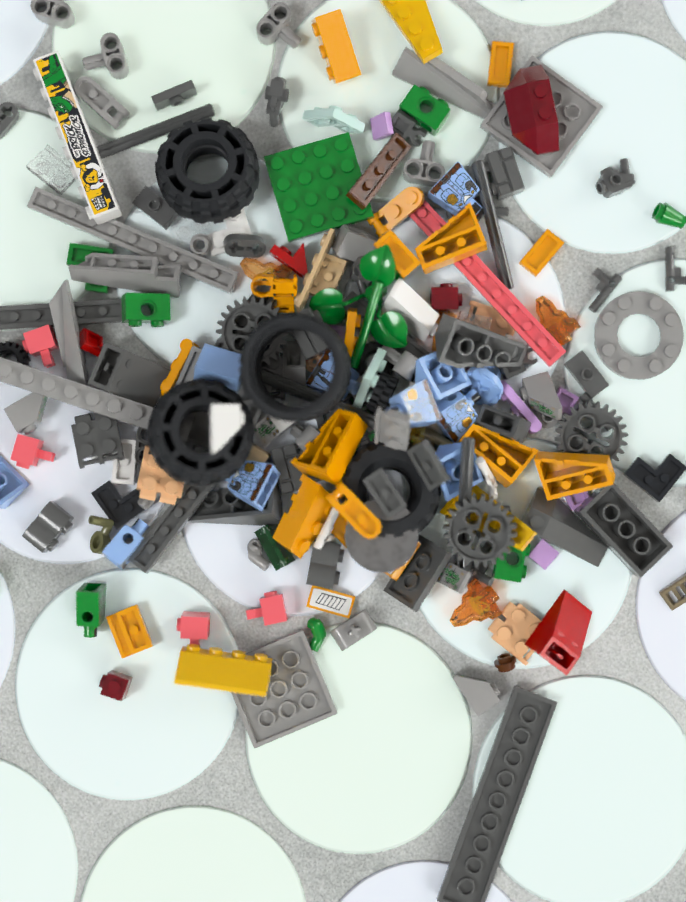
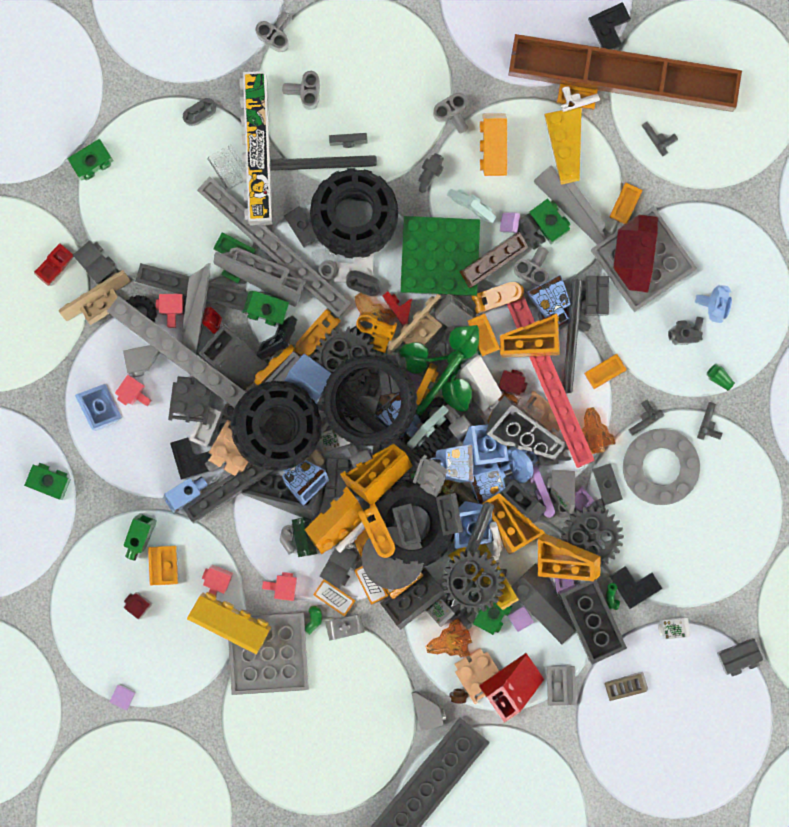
camera: 25 degrees right, 0 degrees up
(48, 527) = (126, 458): dark grey brick -> none
(100, 101) = (286, 122): light grey plate -> none
(101, 538) = (165, 483): olive plate -> none
(134, 792) = (122, 697): none -> lavender tile
(173, 339) = (280, 340): none -> black plate
(207, 325) = (310, 339): none -> light orange plate
(223, 424) = (297, 426): white slope -> none
(371, 580) = (374, 592): none -> white tile
(613, 612) = (561, 685): none -> light grey plate
(632, 494) = (610, 595): none -> green arm
(639, 136) = (718, 303): none -> light blue tile

